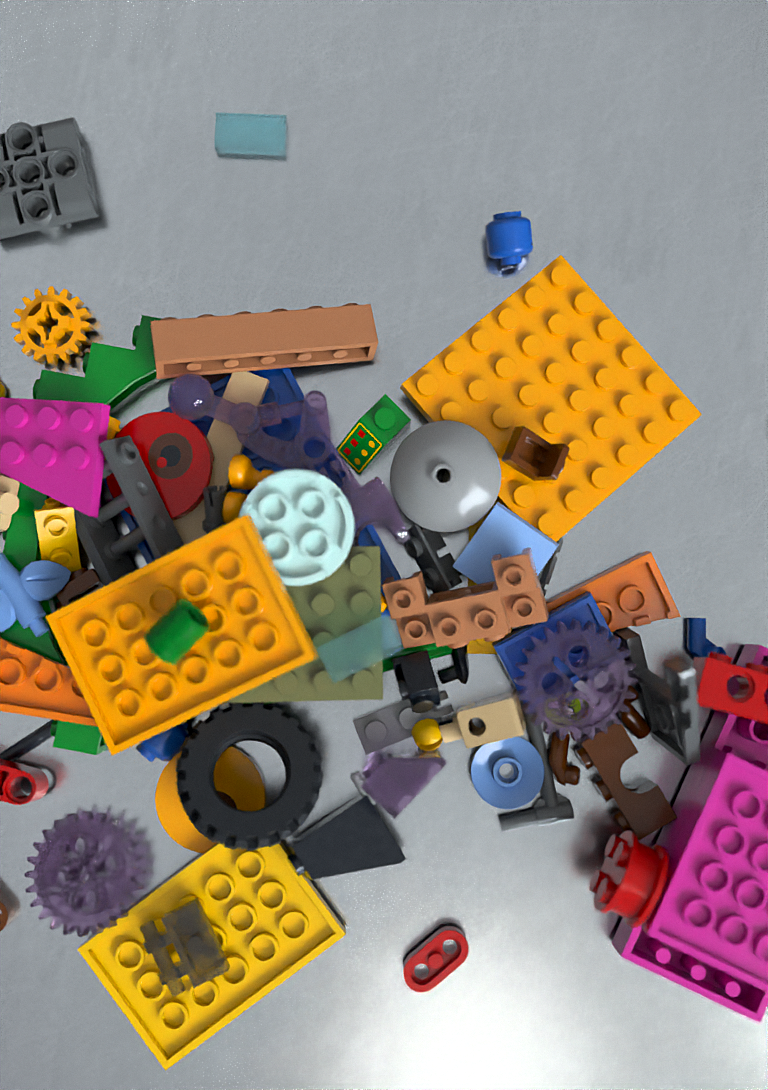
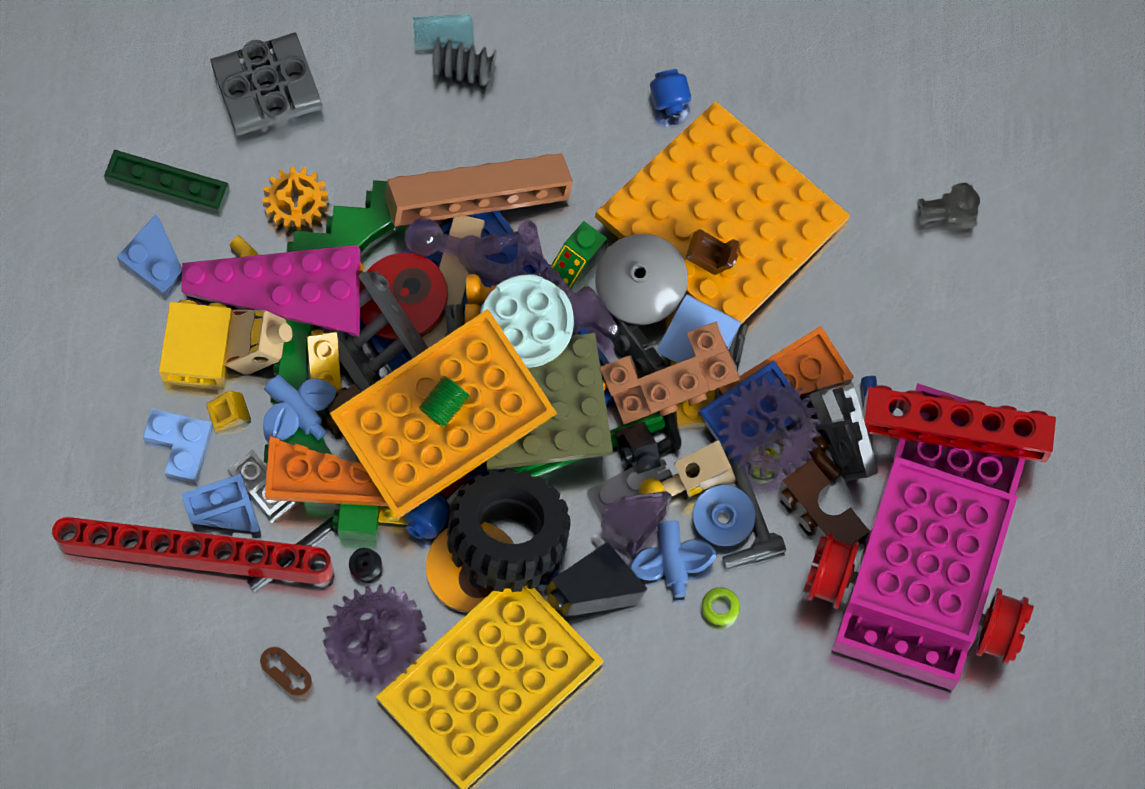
camera: 10 degrees left, 15 degrees down
(86, 782) = (365, 564): none -> black tile
(194, 942) = (477, 673): clear smoke plate -> none
(267, 176) = (463, 62): none -> dark grey piece
(359, 648) = (589, 409): clear light blue tile -> none
(436, 958) = (682, 677): red plate -> none
(443, 816) = (672, 558): none -> medium blue plant
(491, 892) = (720, 593): none -> lime piece
(559, 764) = (766, 503): reddish brown arm -> none

